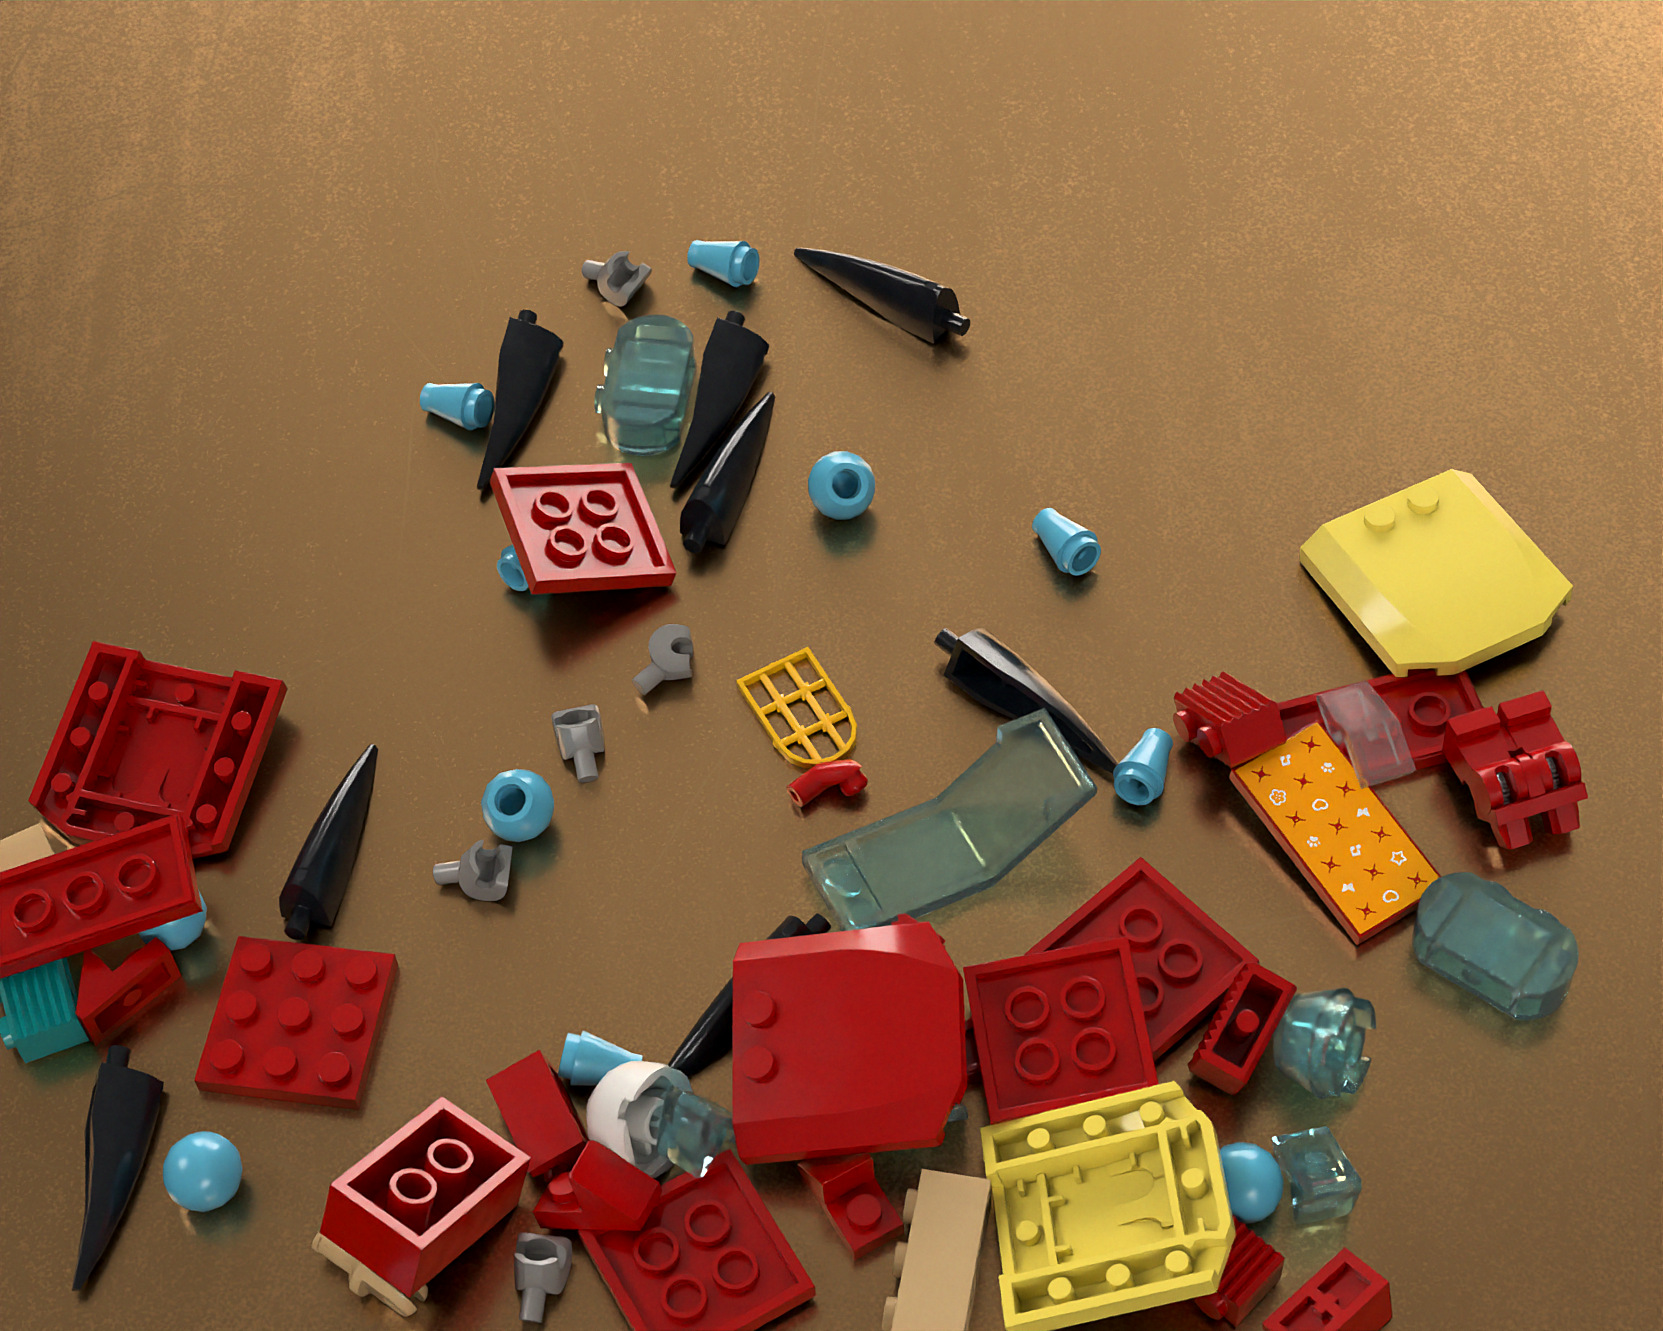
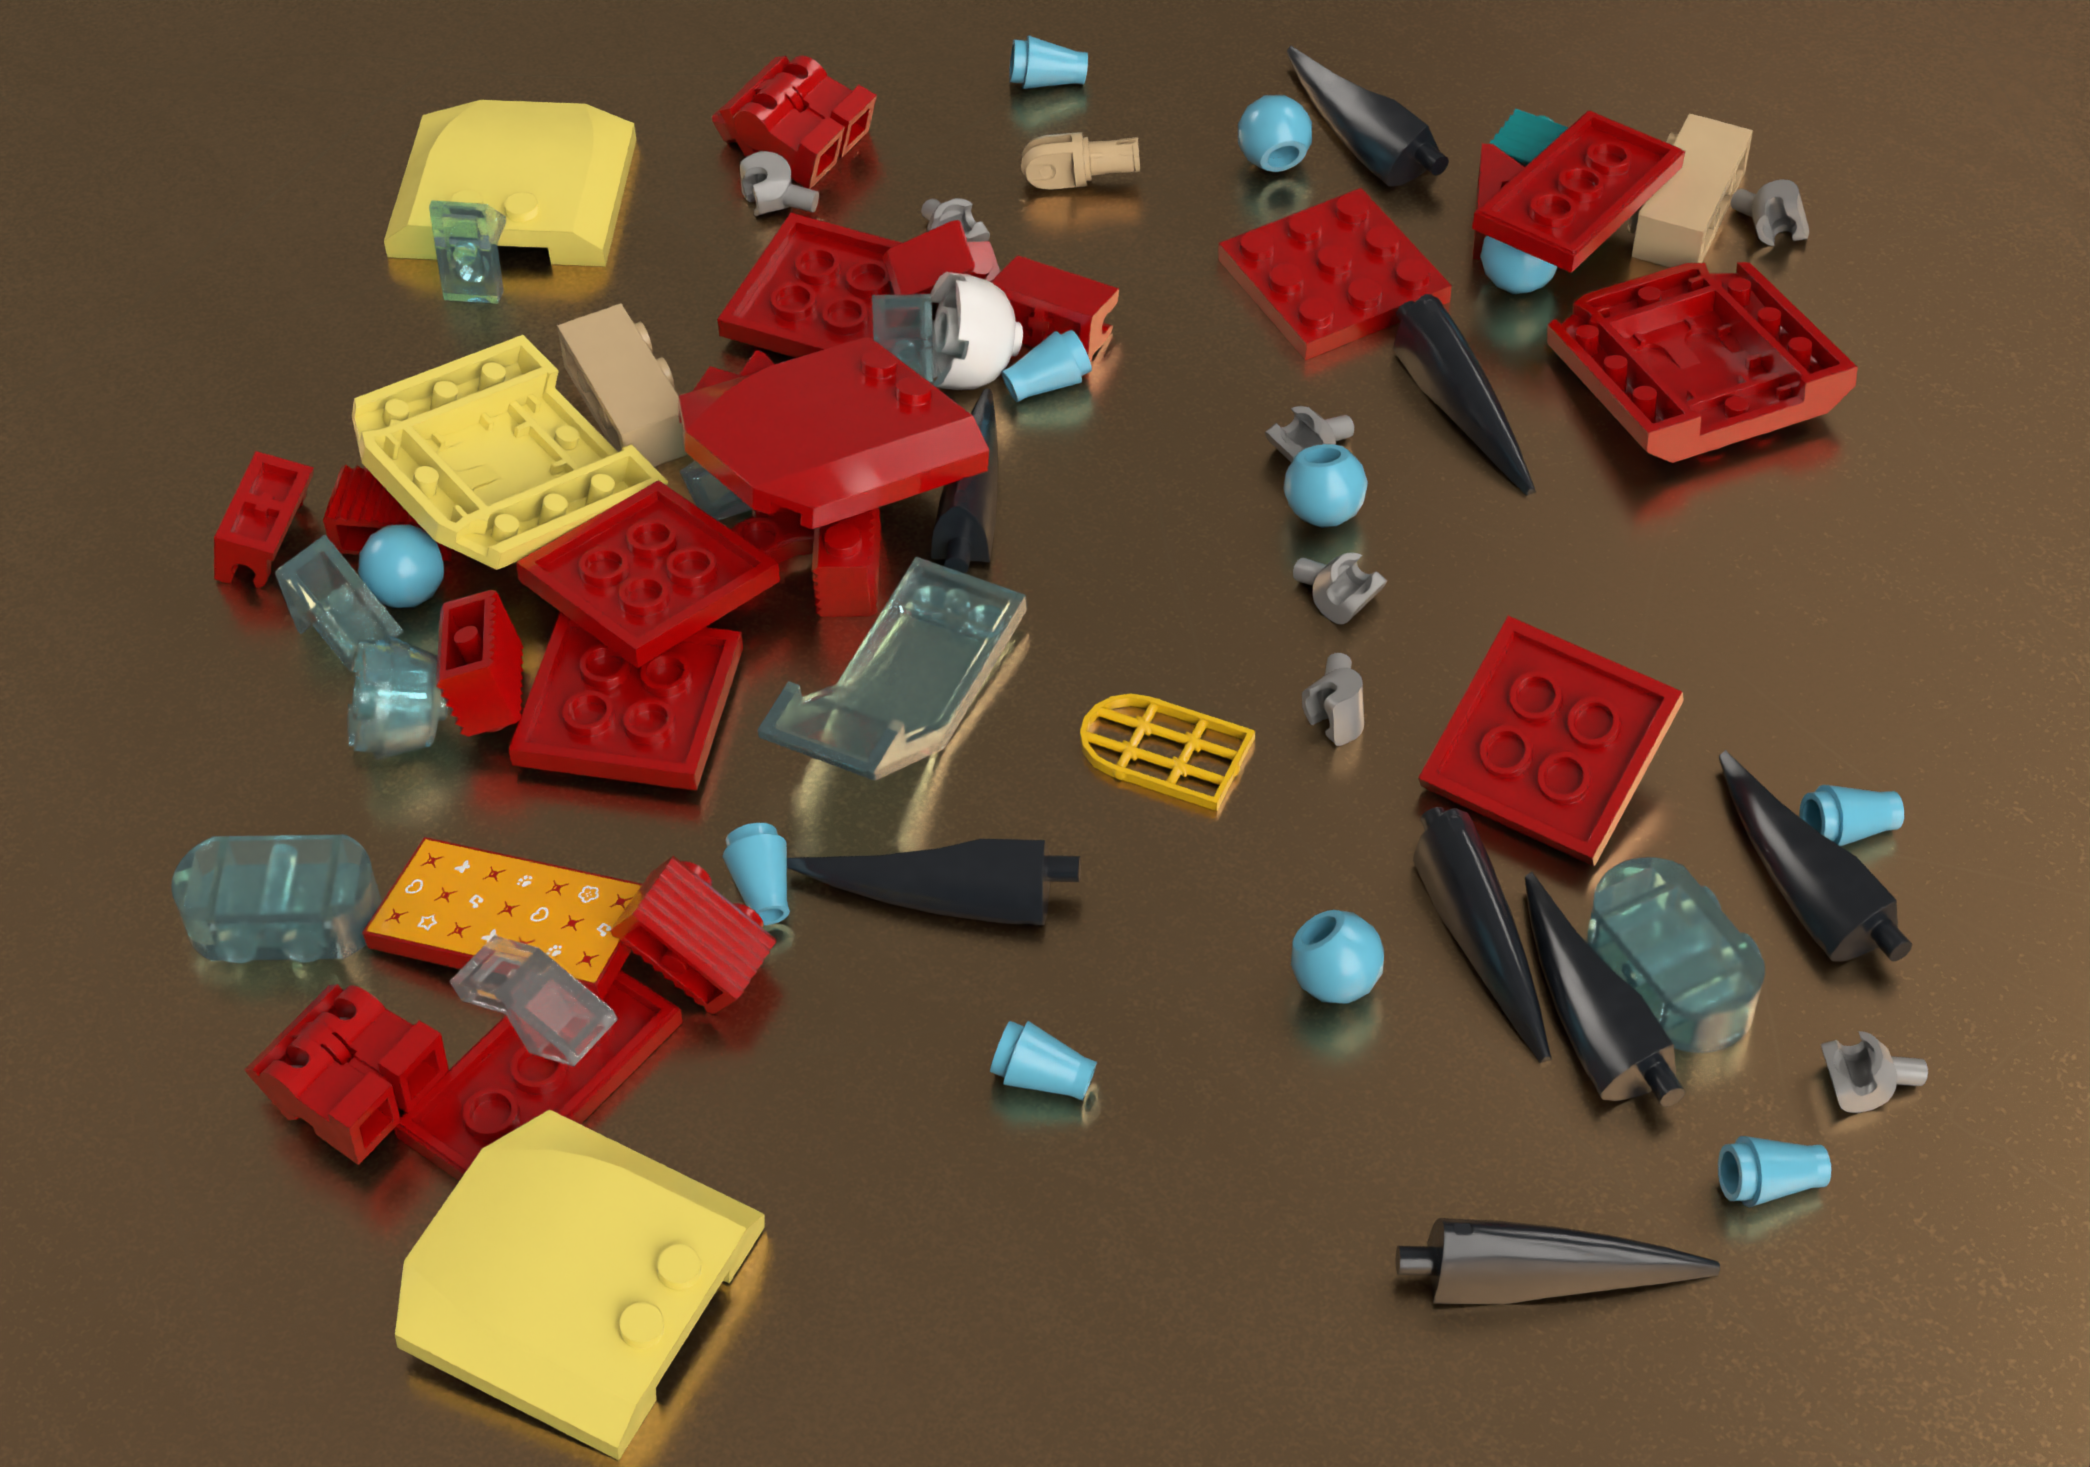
camera: 140 degrees right, 5 degrees down
(424, 1196) = (1071, 176): red brick -> none
(824, 775) = (1070, 693): red arm -> none

